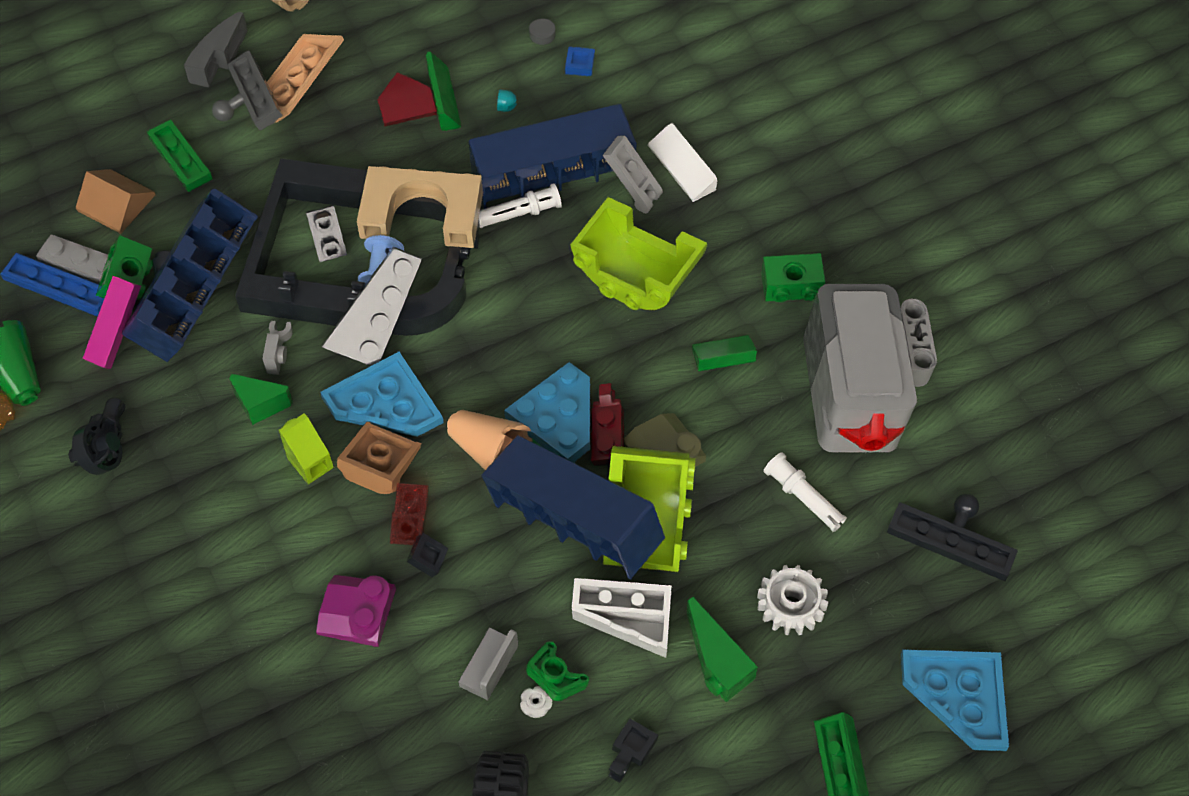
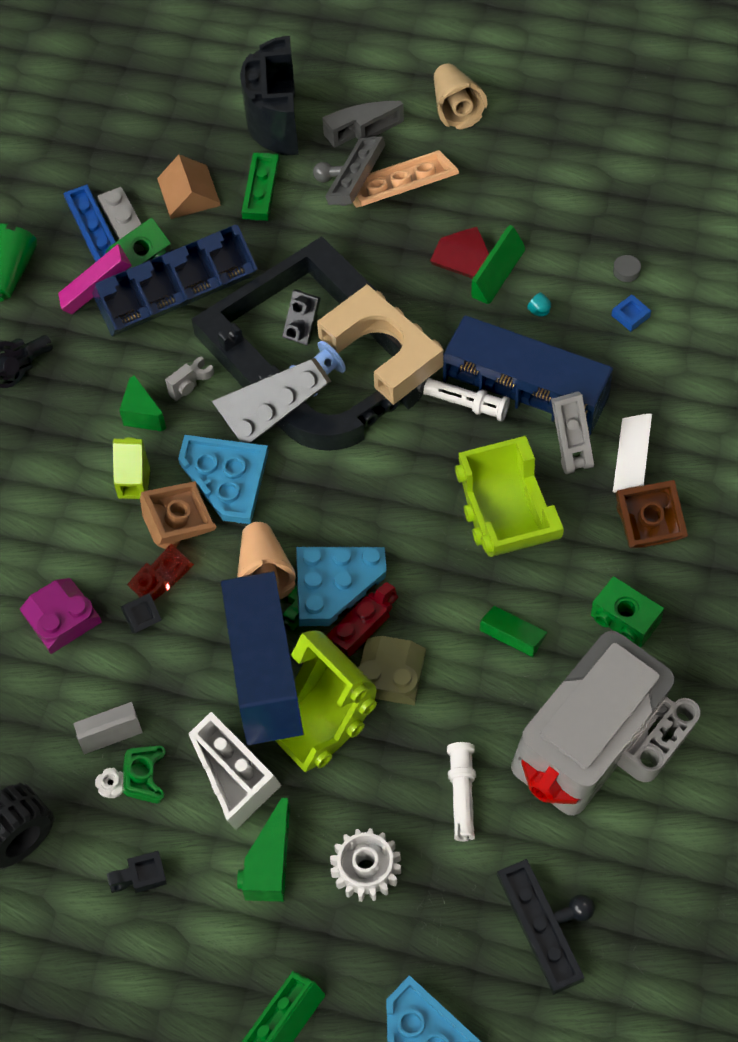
camera: 45 degrees right, 0 degrees up
(128, 92) = (270, 96): none -> black cylinder
(742, 195) = (651, 514): none -> reddish brown slope

